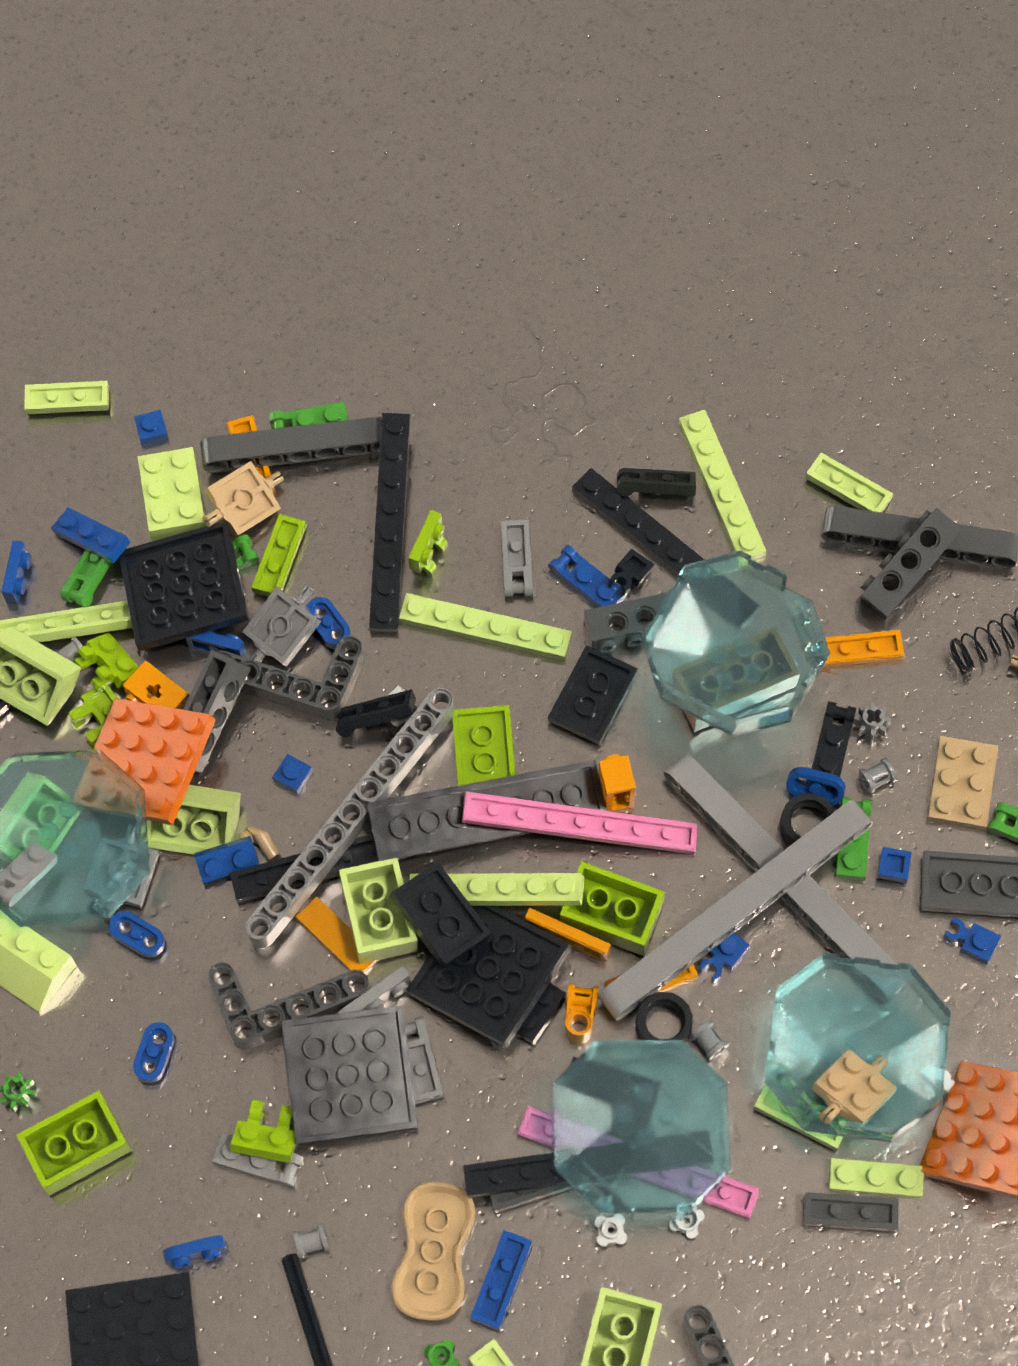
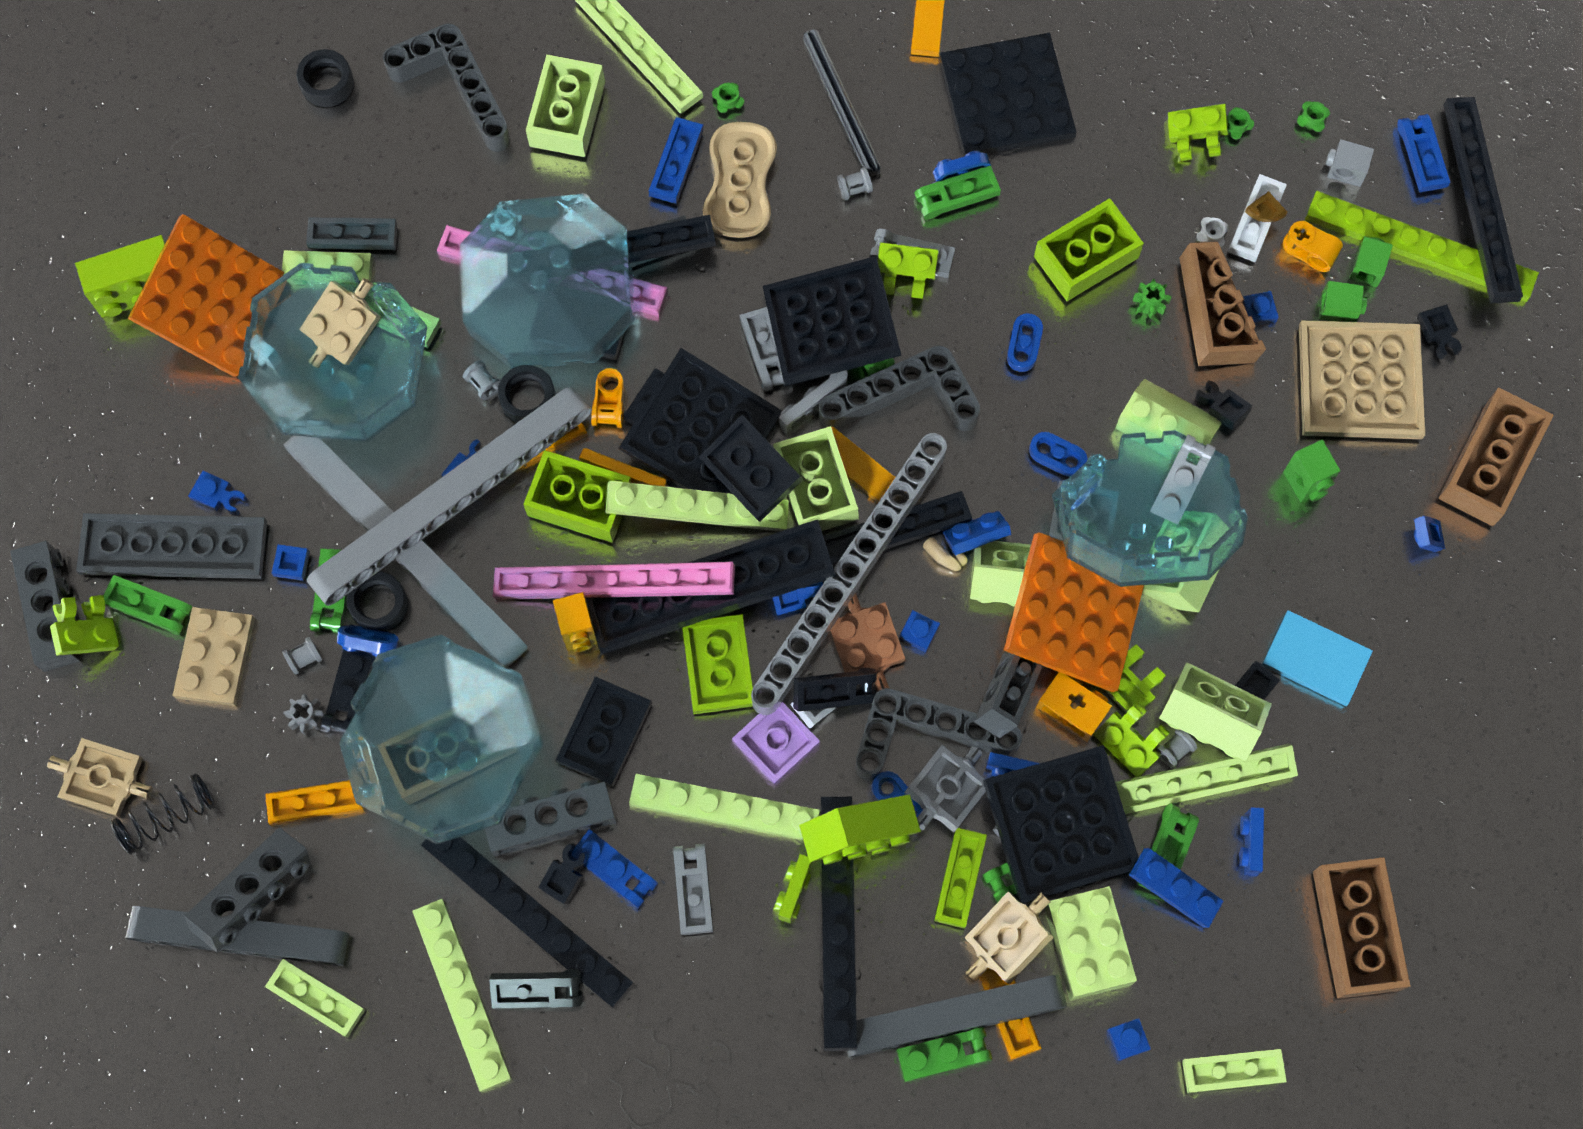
camera: 175 degrees right, 5 degrees up
(202, 1224) = (958, 192): none -> bright green plate
(339, 762) = (867, 640): none -> nougat plate
(363, 579) = (859, 829): none -> lime brick
(434, 671) = (776, 742): none -> lavender tile

